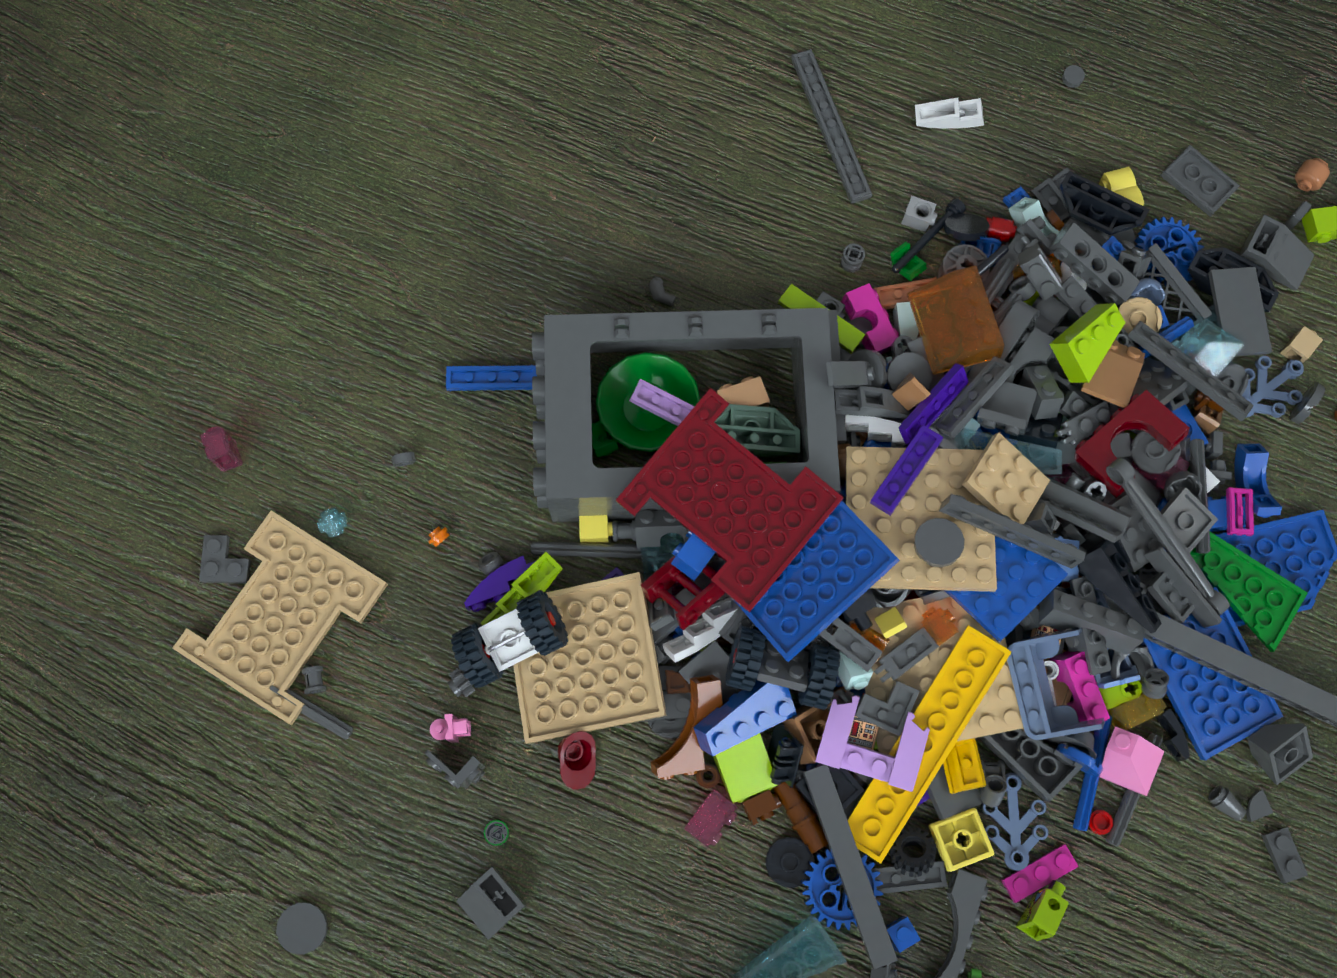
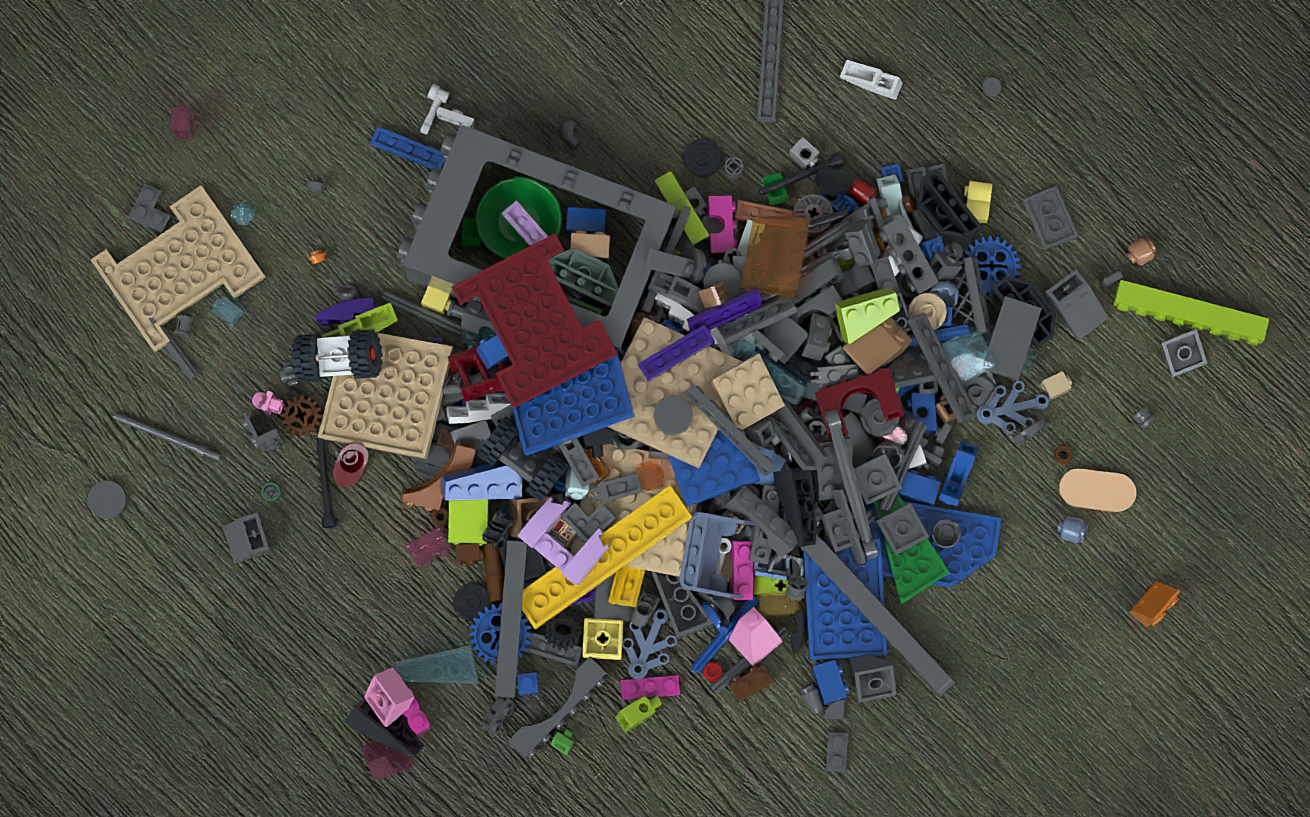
camera: 25 degrees right, 5 degrees up
(358, 641) = (226, 311): none -> clear light blue brick
(394, 817) = (201, 449): none -> dark grey bar
(500, 309) = (438, 96): none -> white brick
(504, 718) = (294, 418): none -> reddish brown gear
(525, 324) = (455, 117): none -> white plate
(579, 835) = (329, 519): none -> black piece
(721, 372) = (585, 220): none -> blue brick
(813, 262) = (702, 158): none -> black tile
(890, 622) = (616, 460): light yellow tile -> none
(1153, 817) = (750, 684): none -> reddish brown brick
(1230, 503) = (922, 505): dark pink tile -> none
(1236, 566) = (902, 529): none -> dark grey plate
(1237, 775) = (830, 682): none -> blue brick
(1282, 550) = (946, 533): none -> dark grey hair

